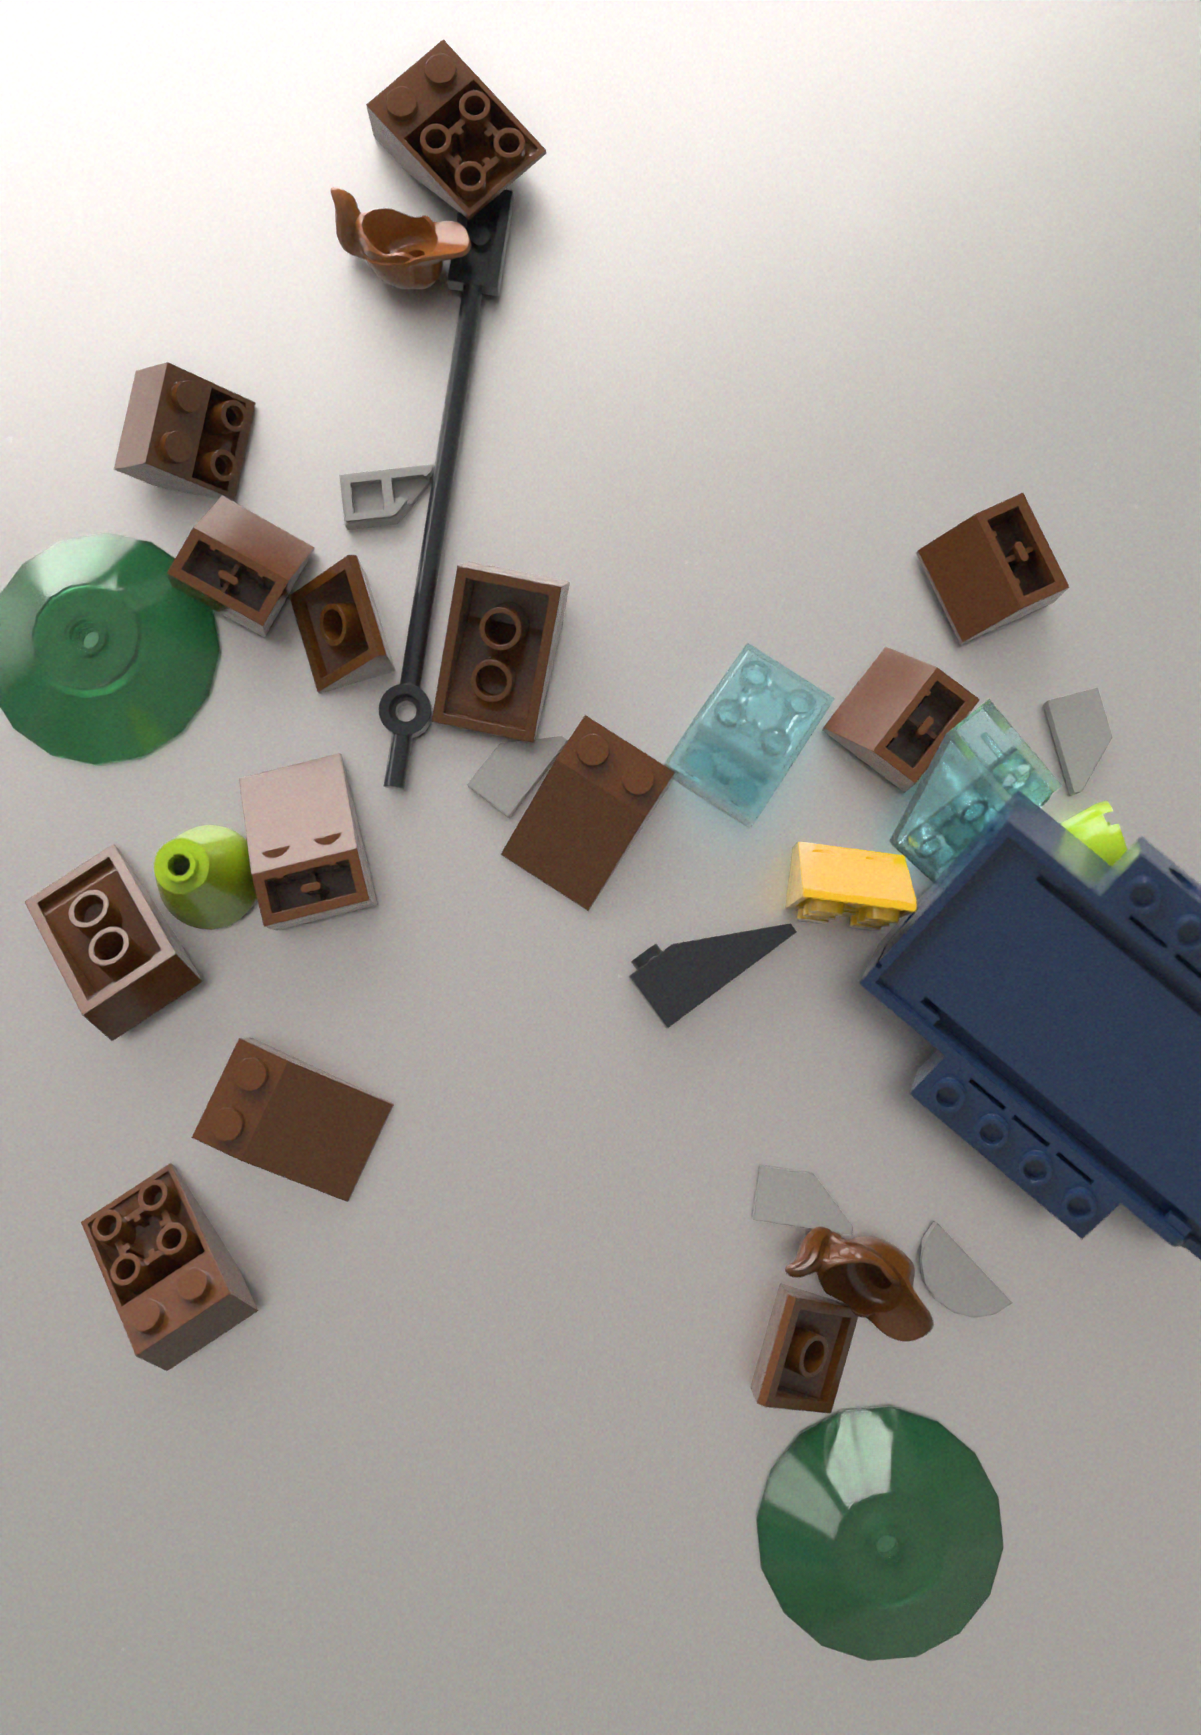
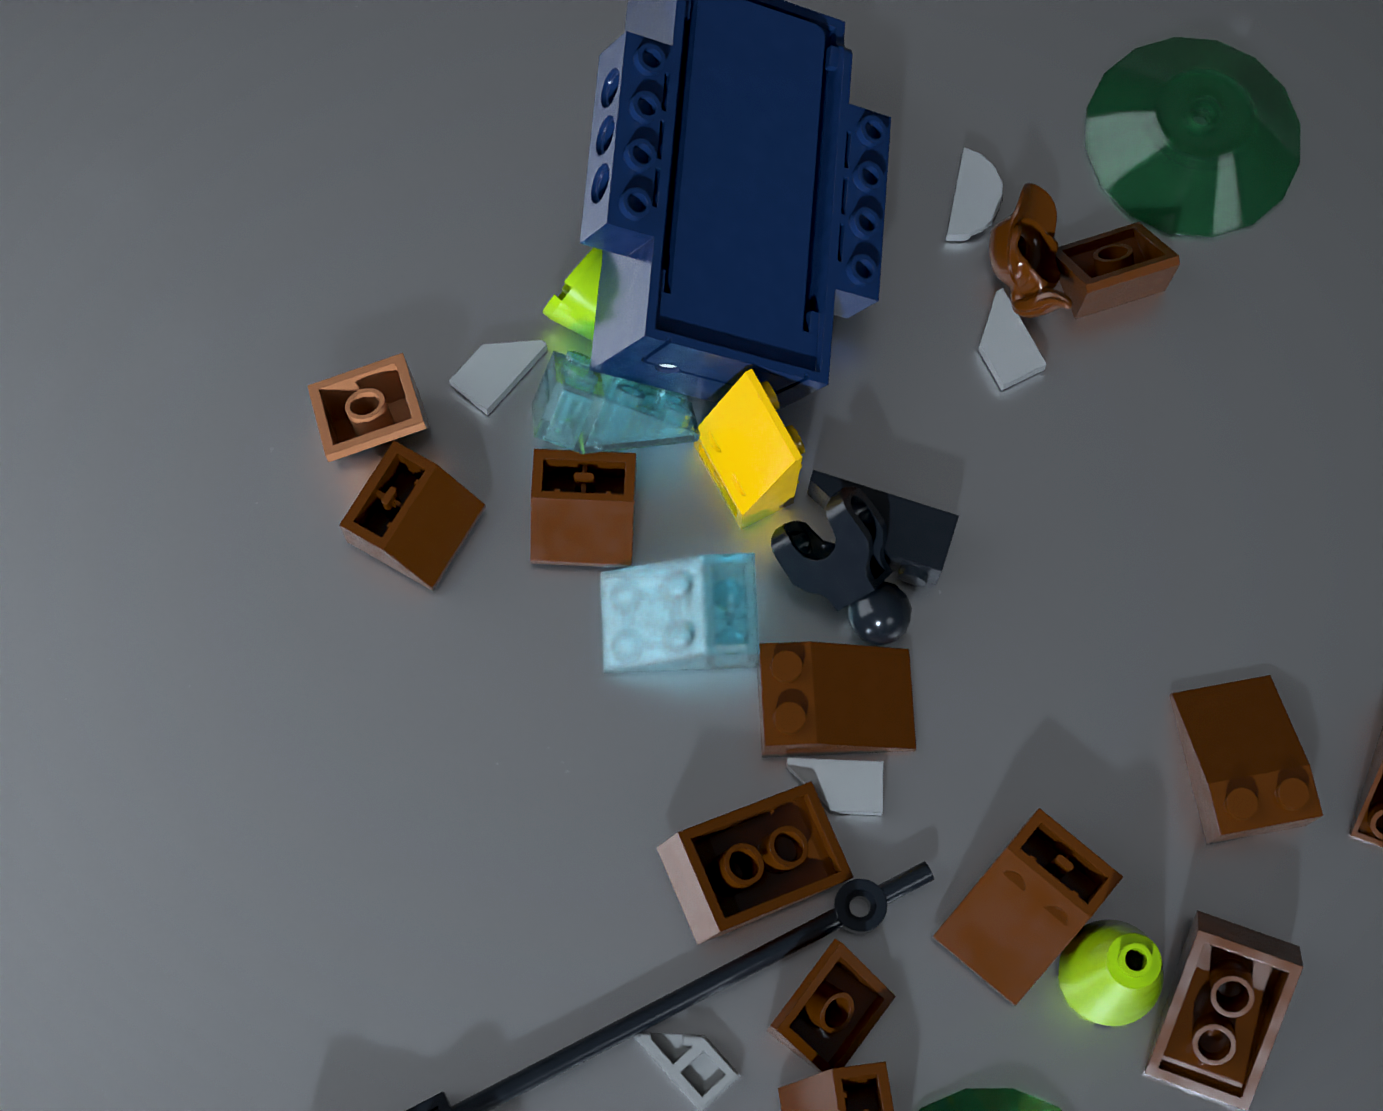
camera: 130 degrees left, 10 degrees down
(691, 900) = (850, 569): none -> black piece
(1113, 589) = (367, 407): none -> nougat slope

